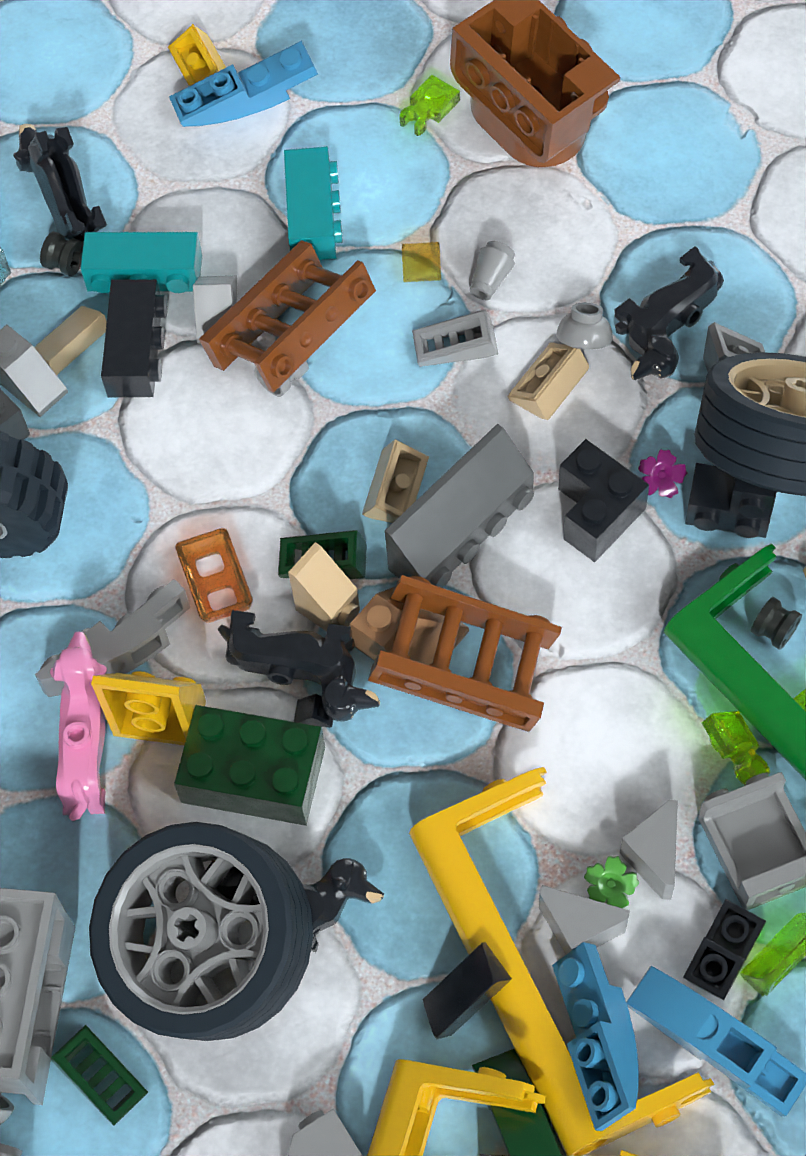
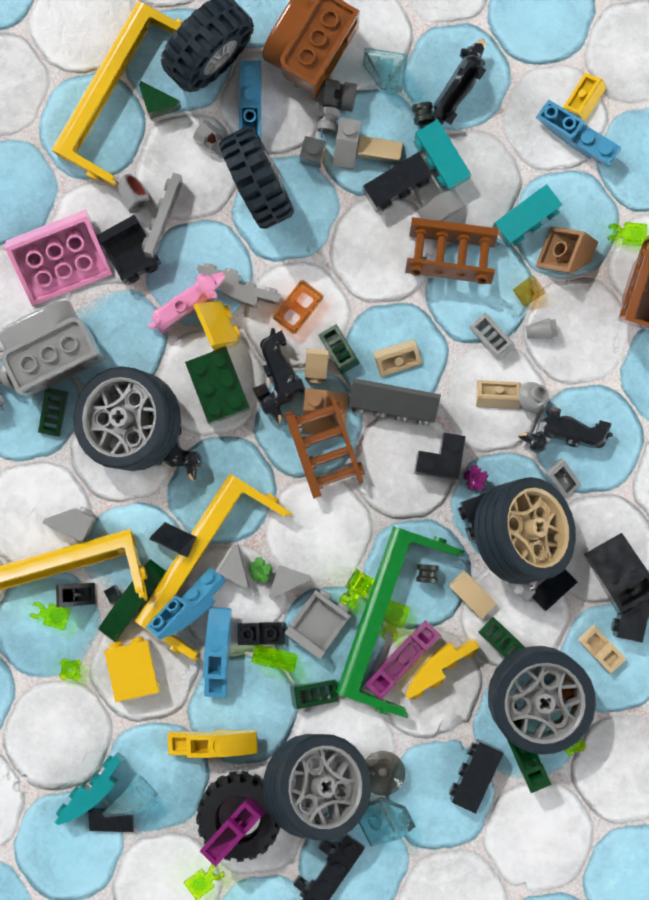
camera: 55 degrees right, 25 degrees up
(394, 180) = (566, 250): none -> medium nougat slope

